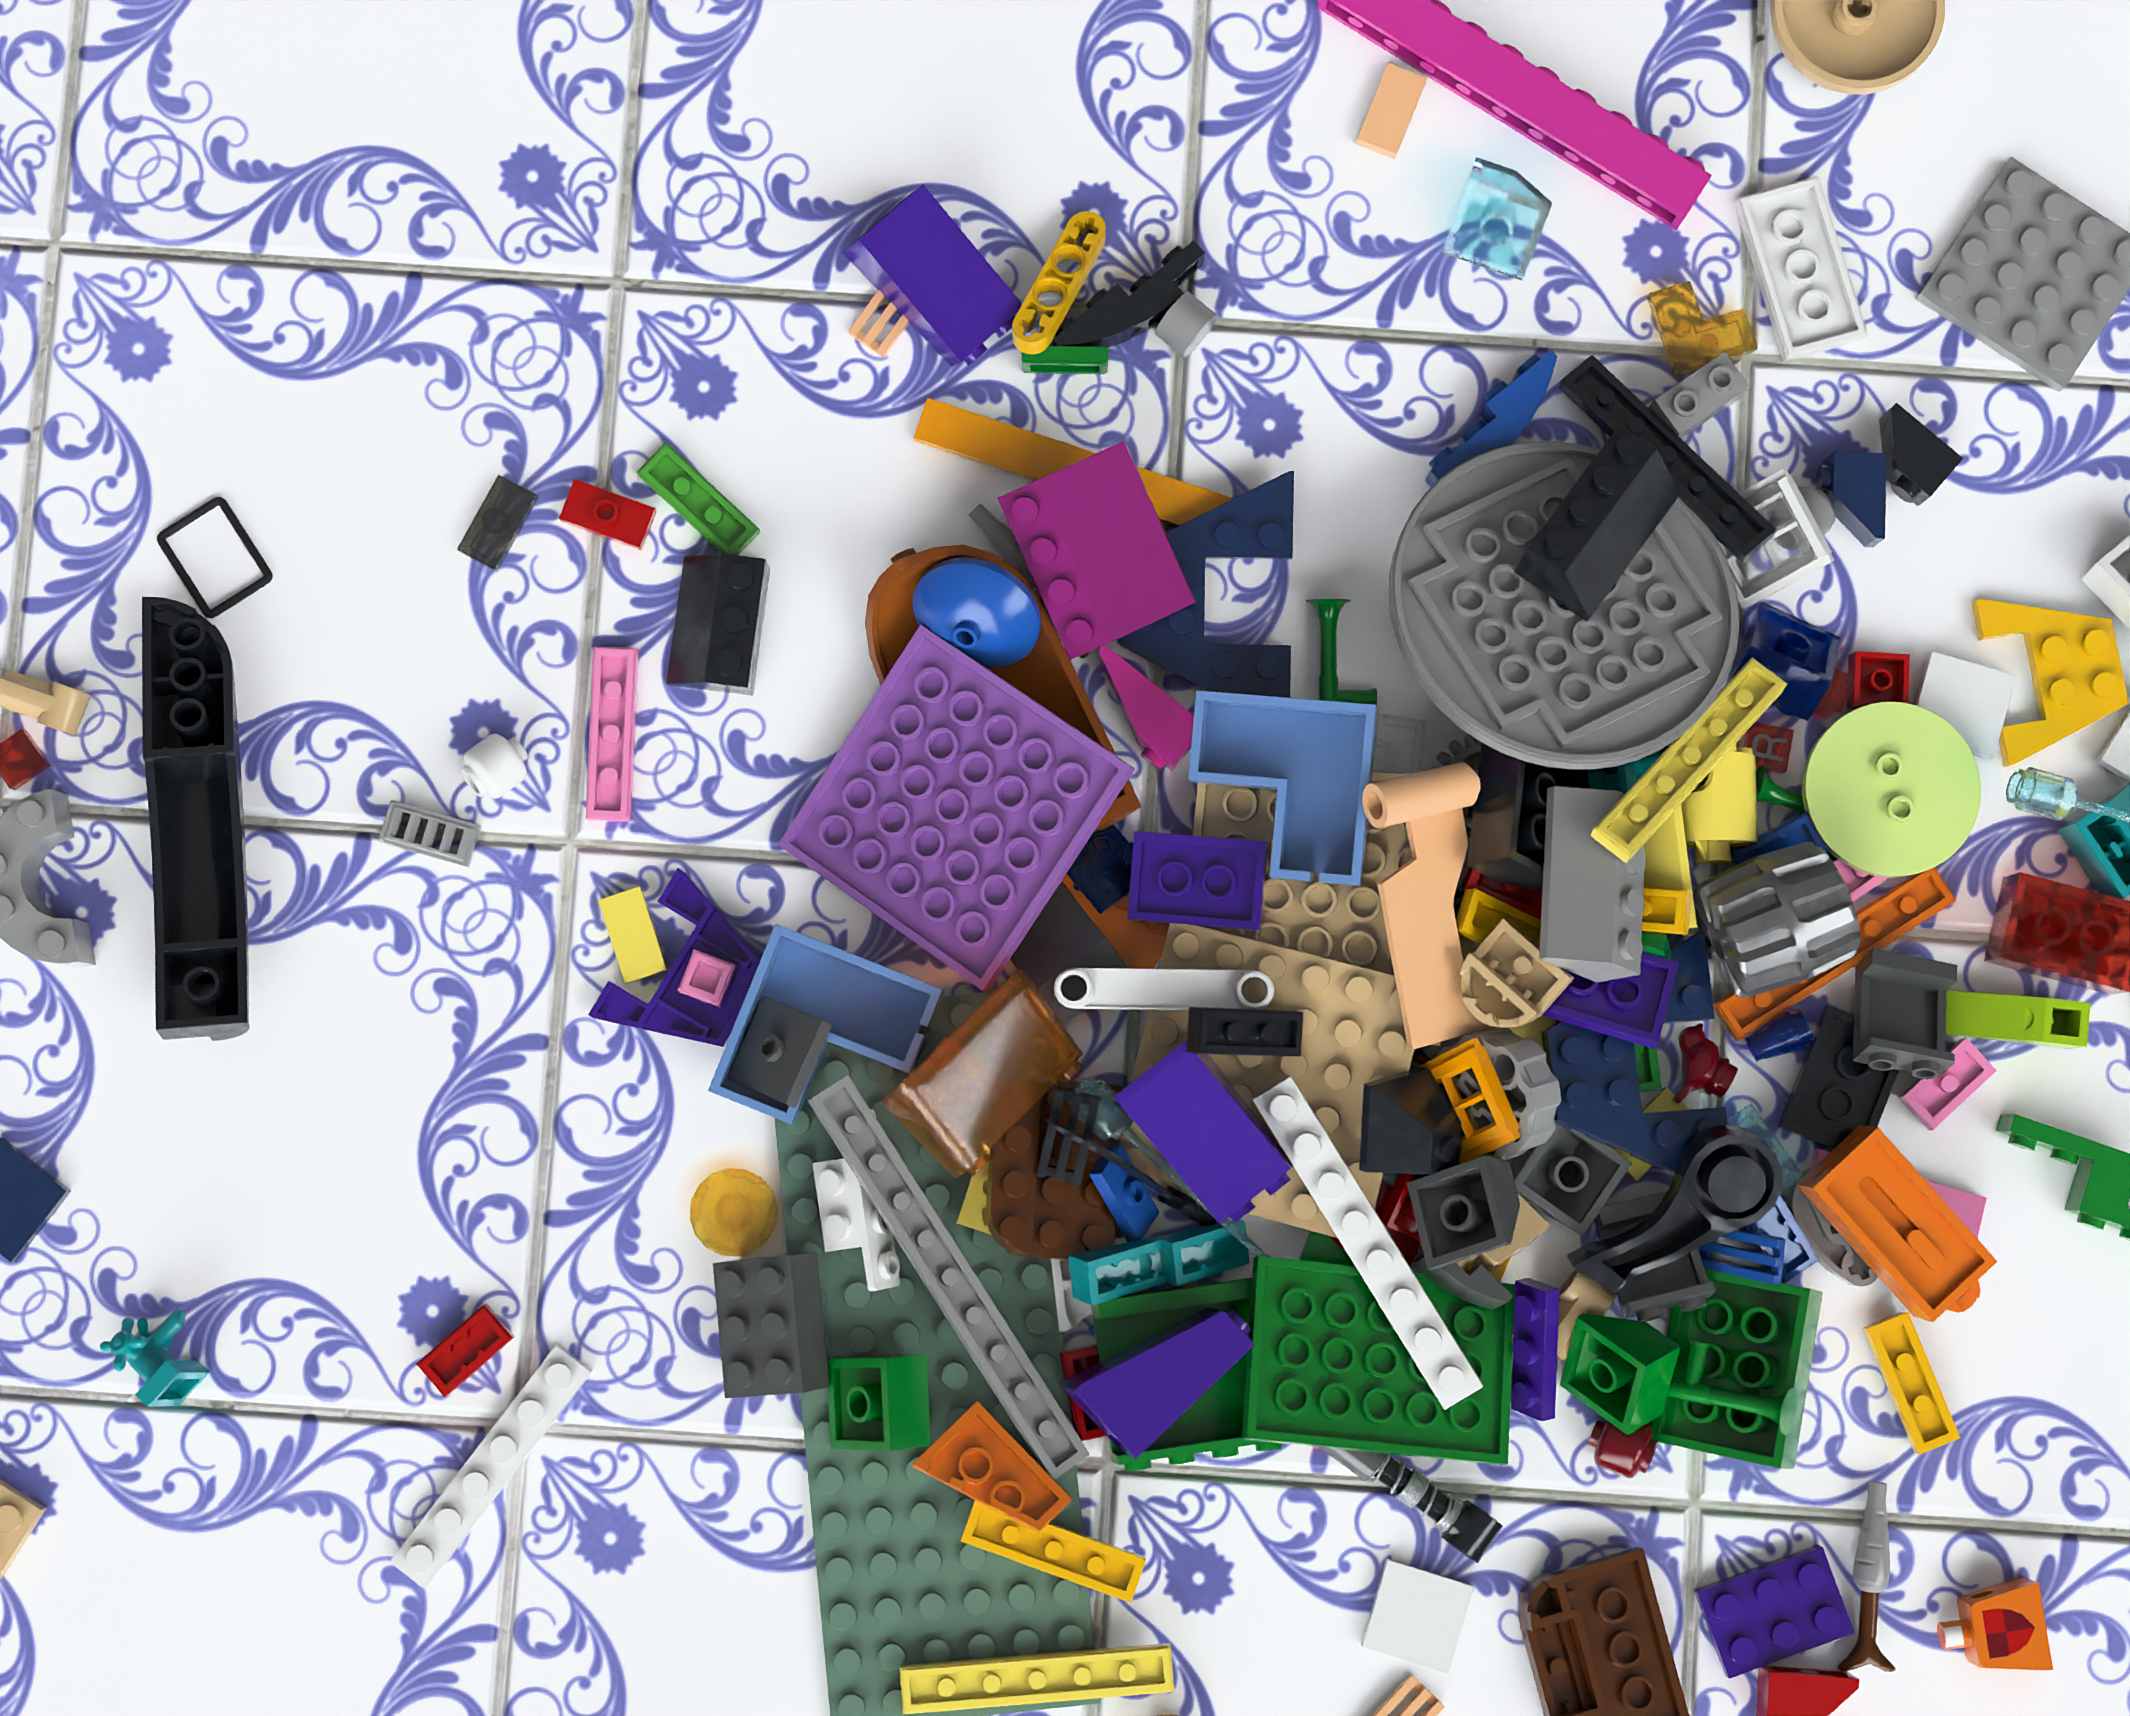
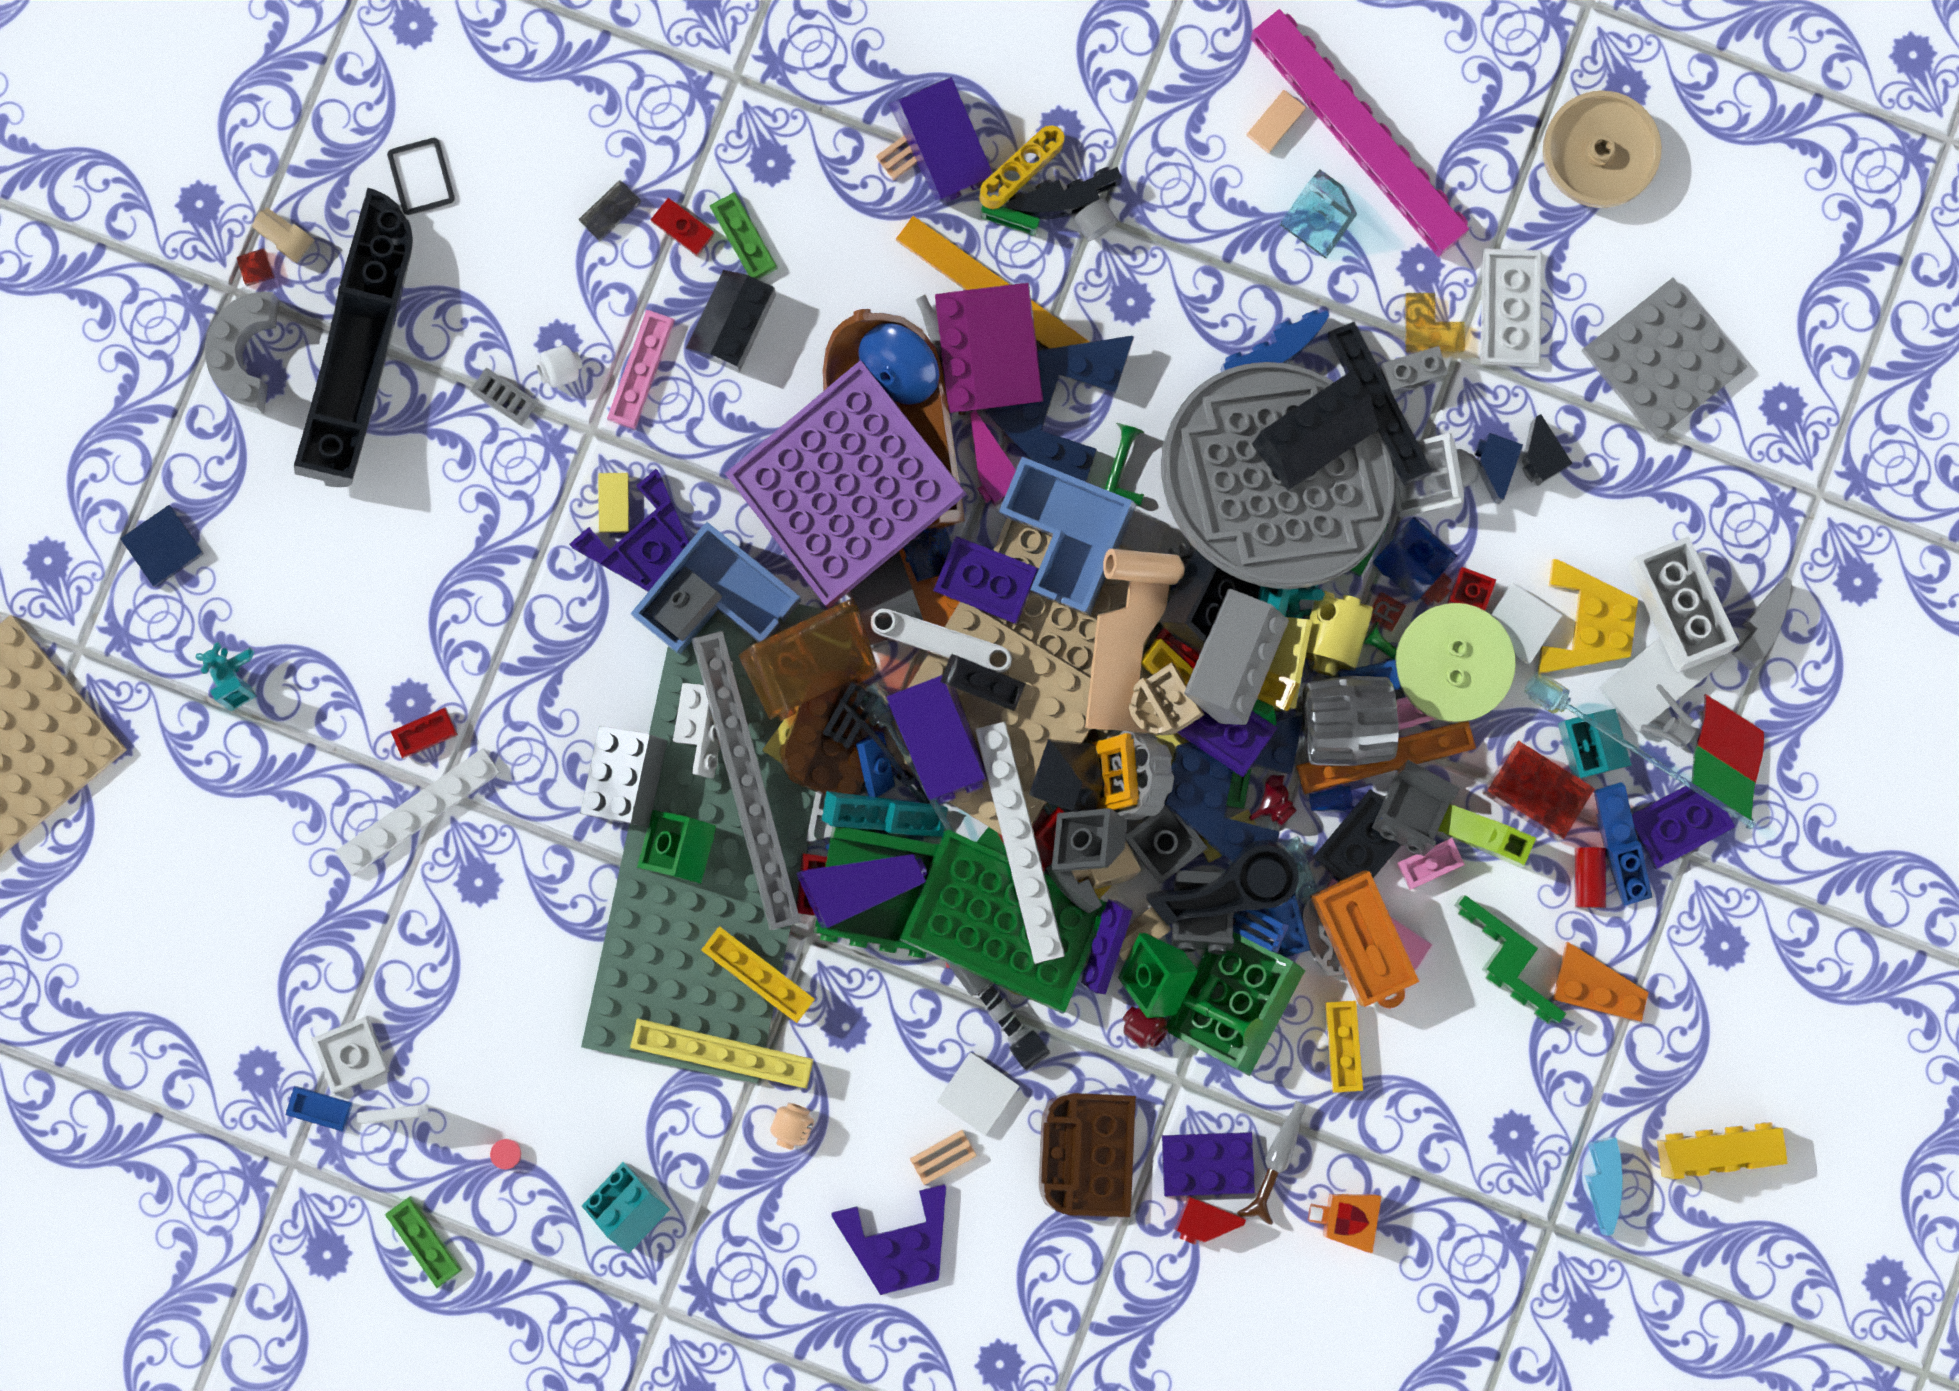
camera: 15 degrees right, 0 degrees up
(707, 978) = (652, 544): bright pink tile -> none
(733, 1212) = (622, 699): clear yellow tile -> none
(994, 1470) = (736, 912): orange wing -> none
(1688, 761) = (1324, 599): light yellow tile -> none

